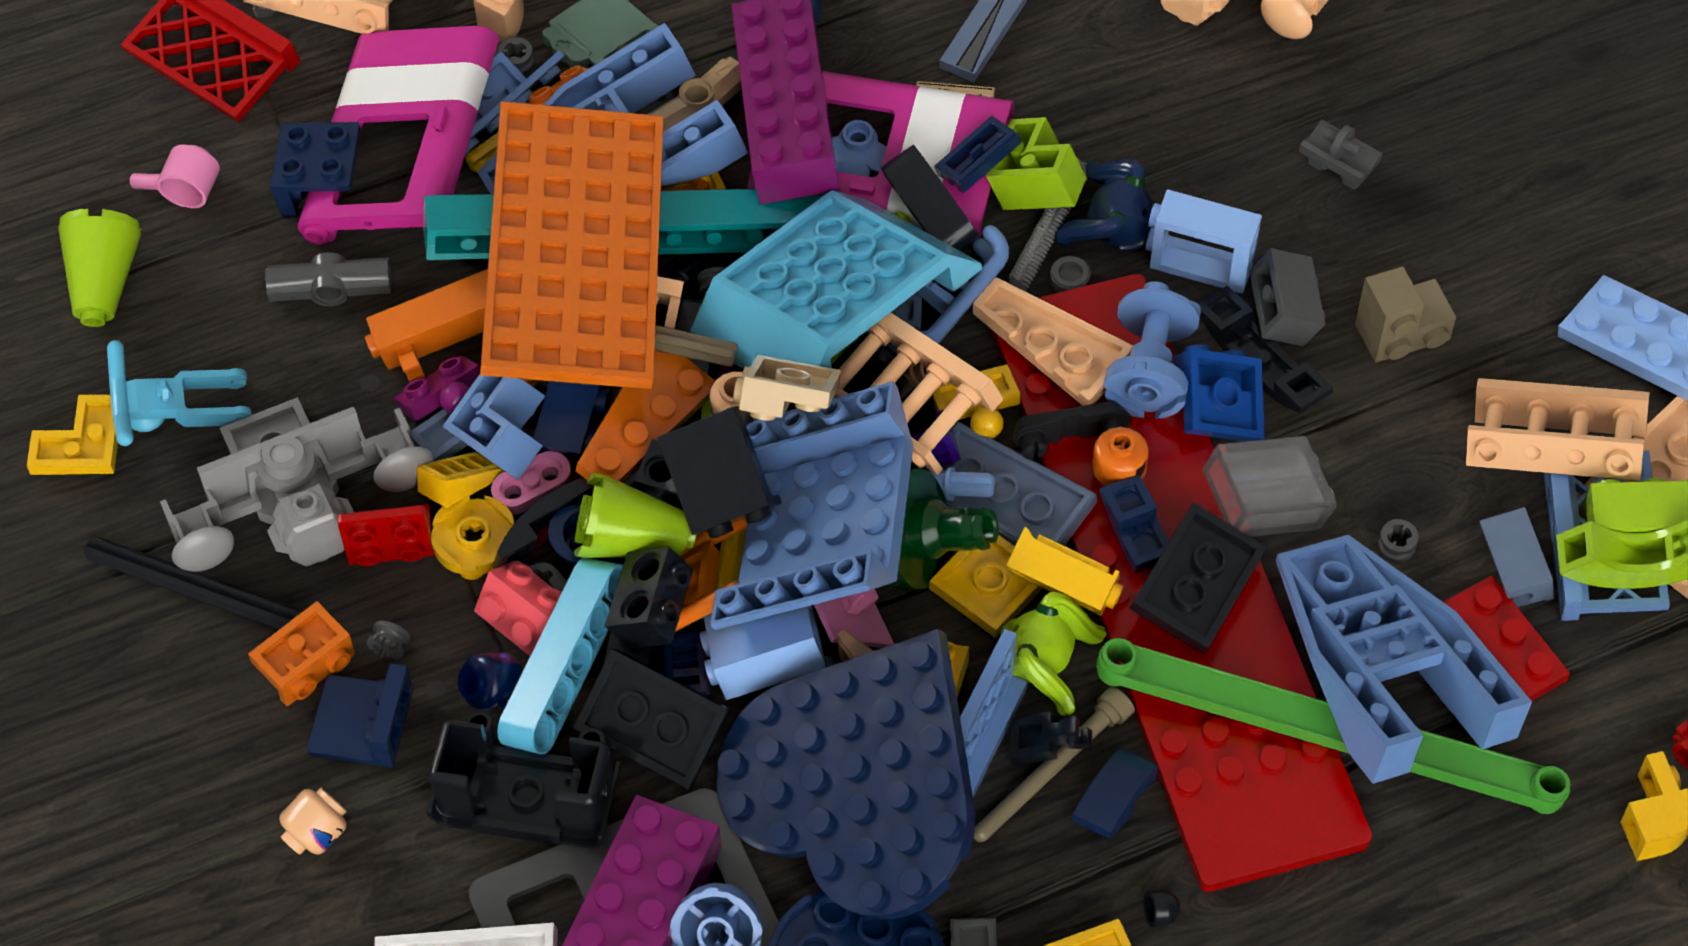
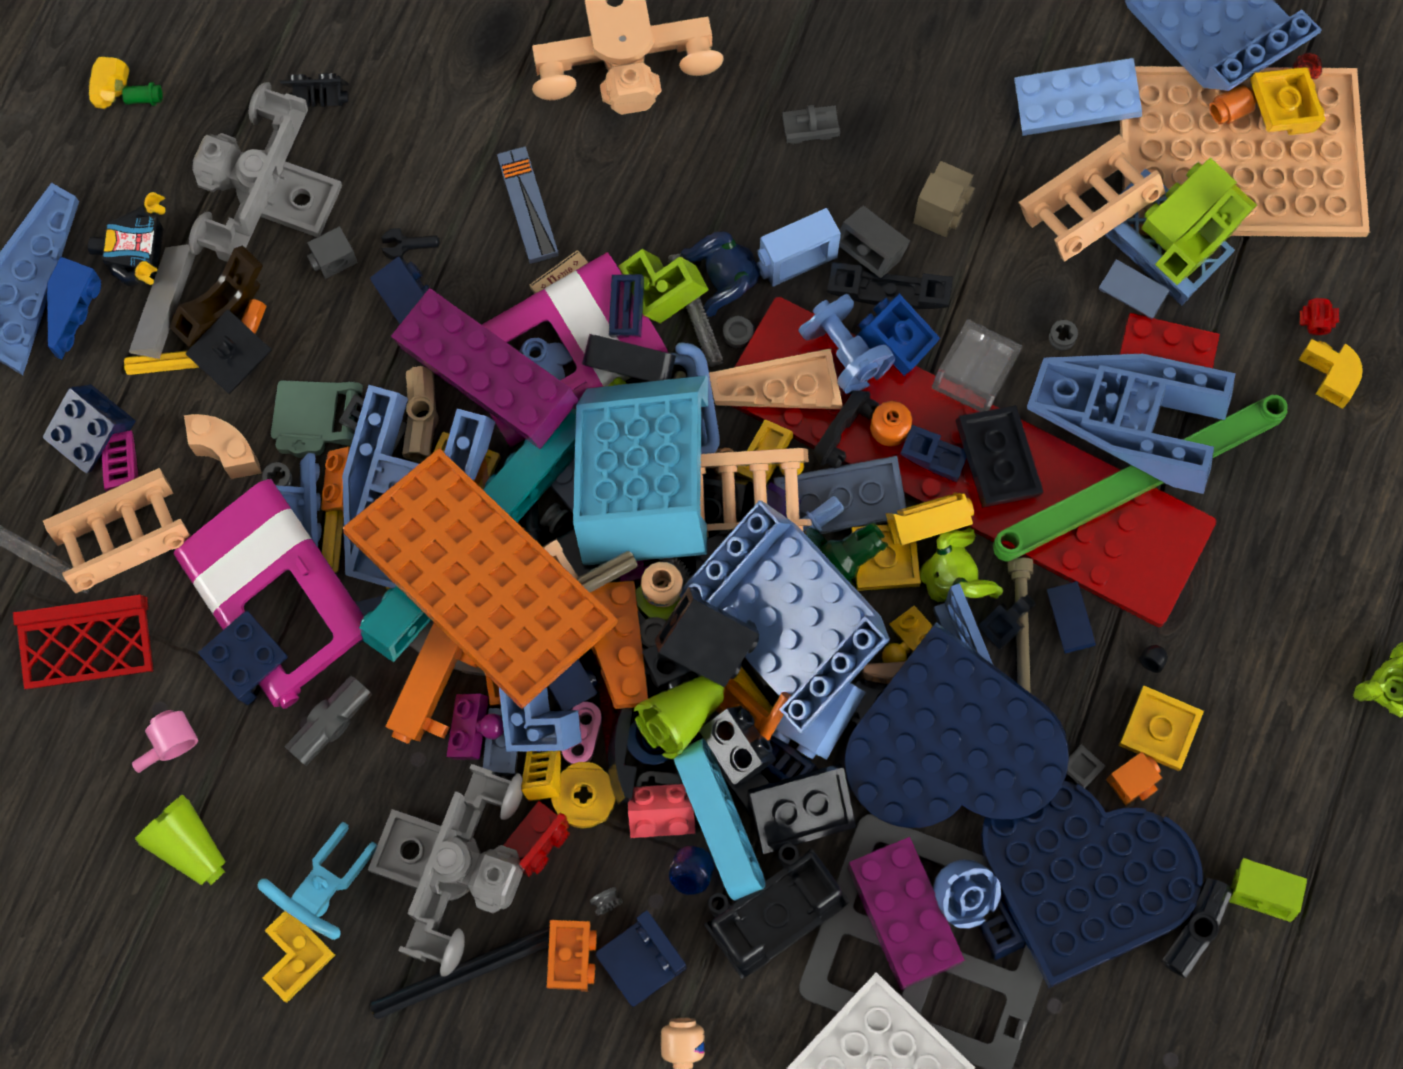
camera: 45 degrees left, 15 degrees up
(775, 382) = (701, 556): tan plate -> none

